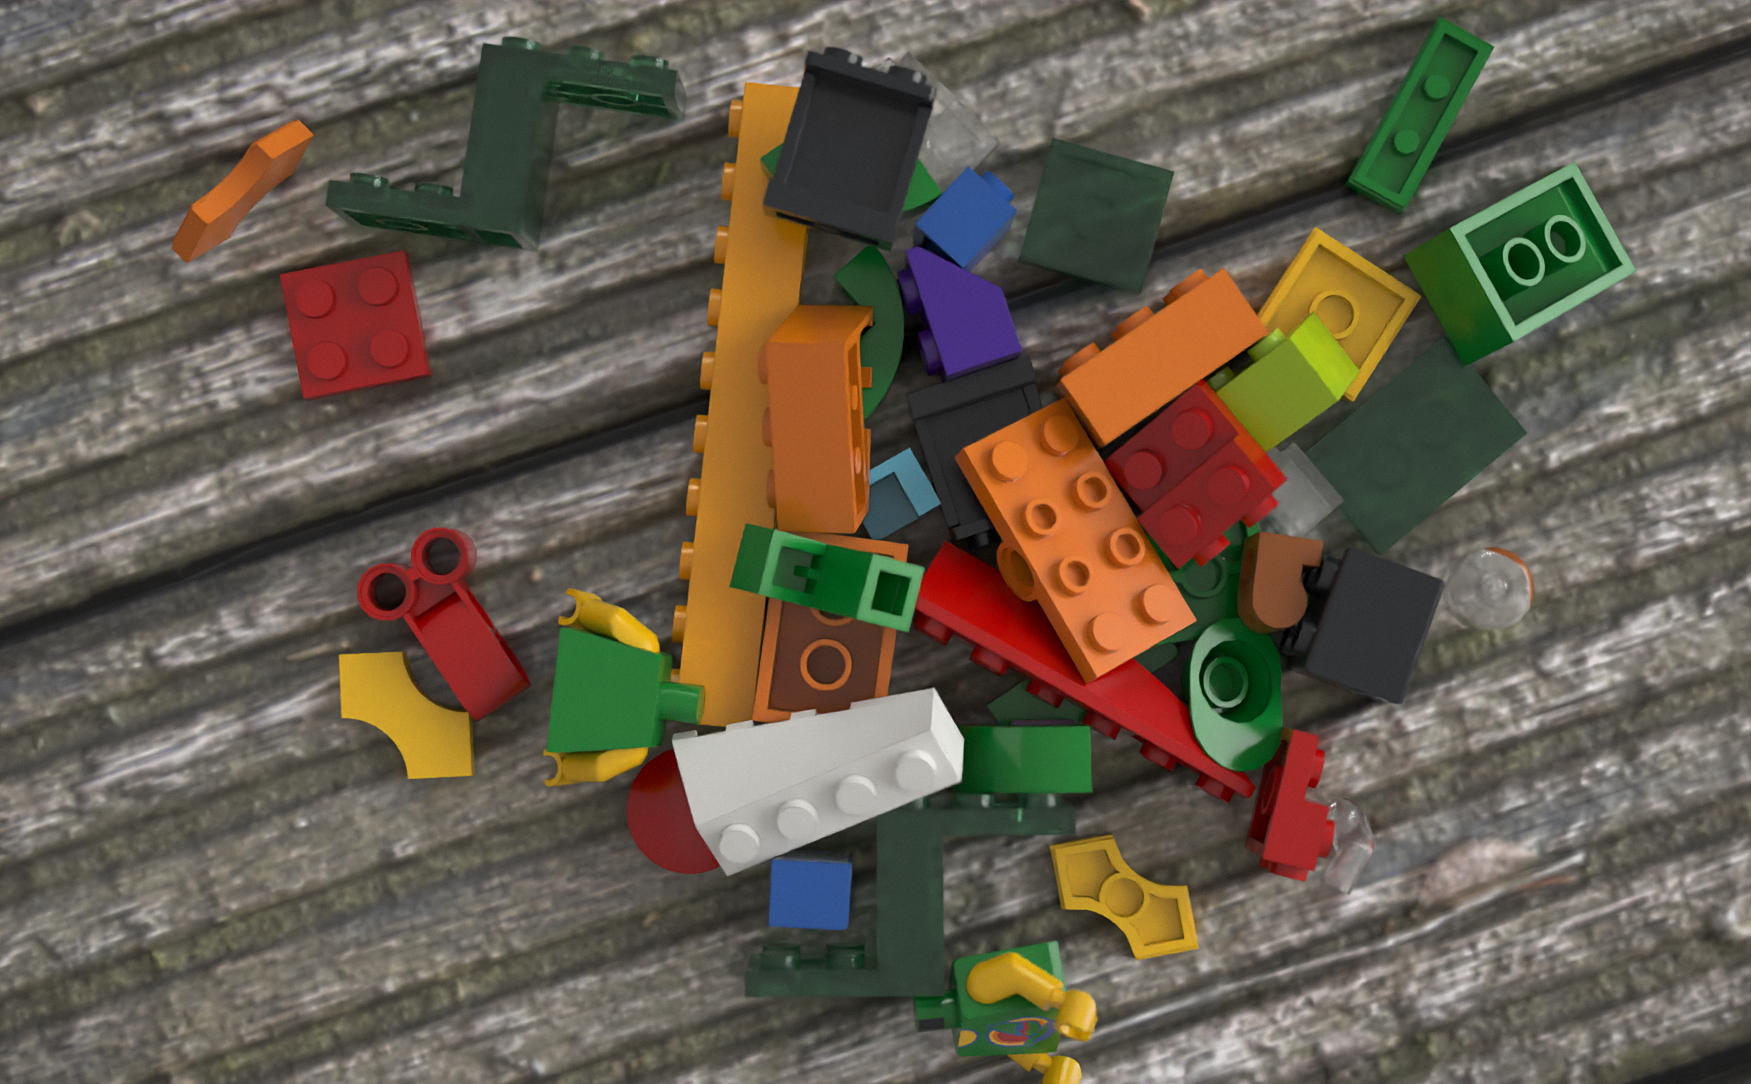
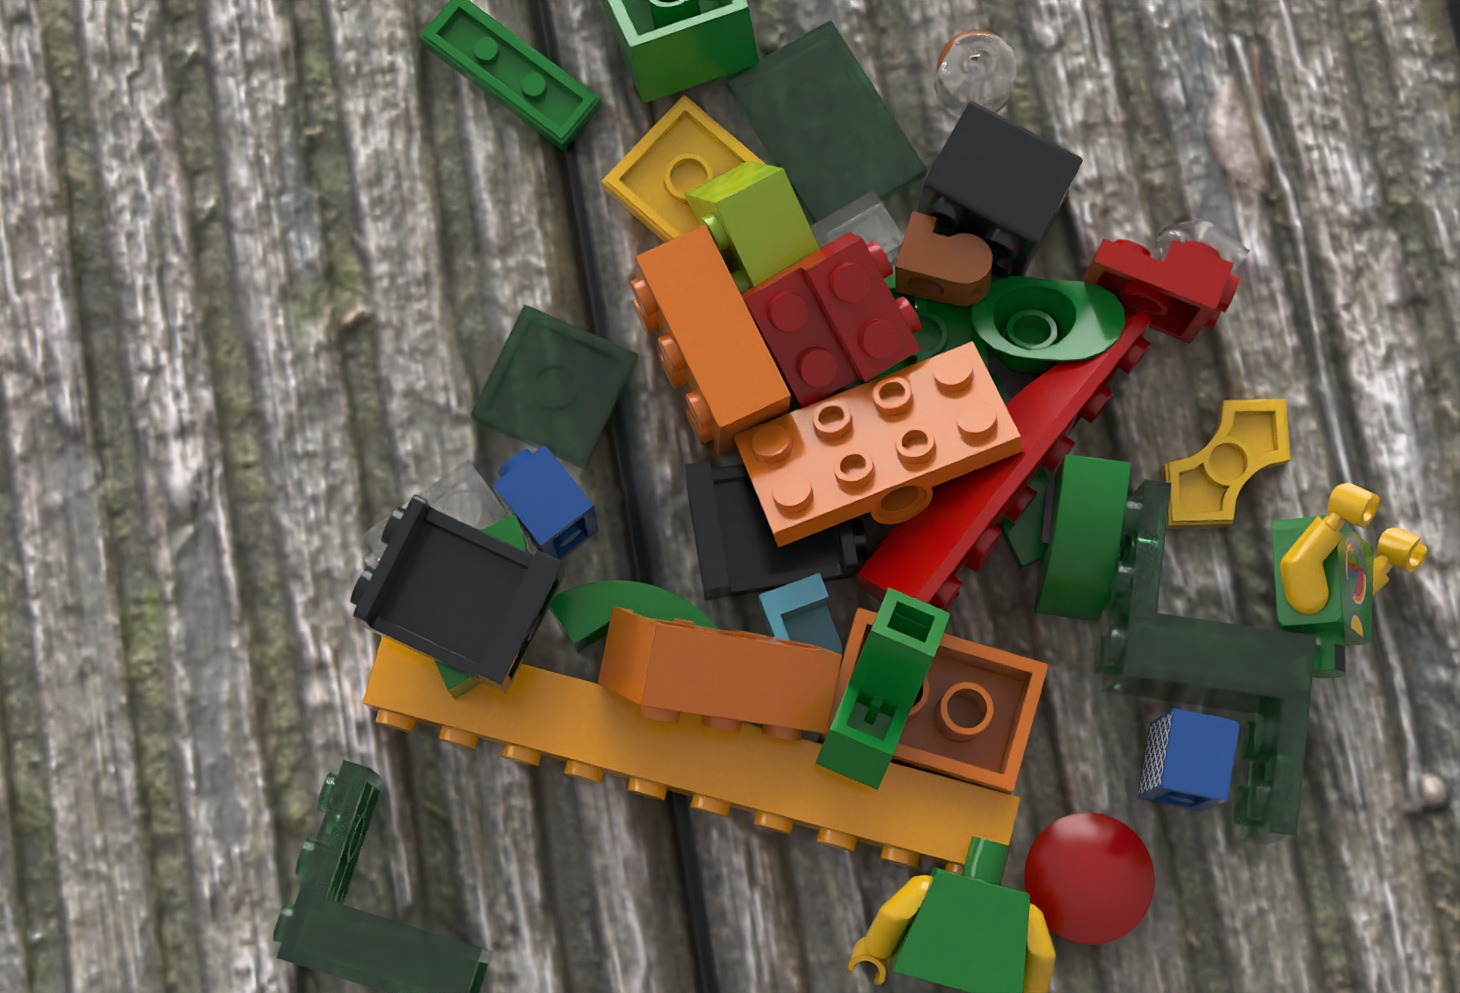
camera: 85 degrees left, 10 degrees down
(814, 774) = (1078, 734): white wedge -> none
(961, 316) = (637, 526): dark purple slope -> none

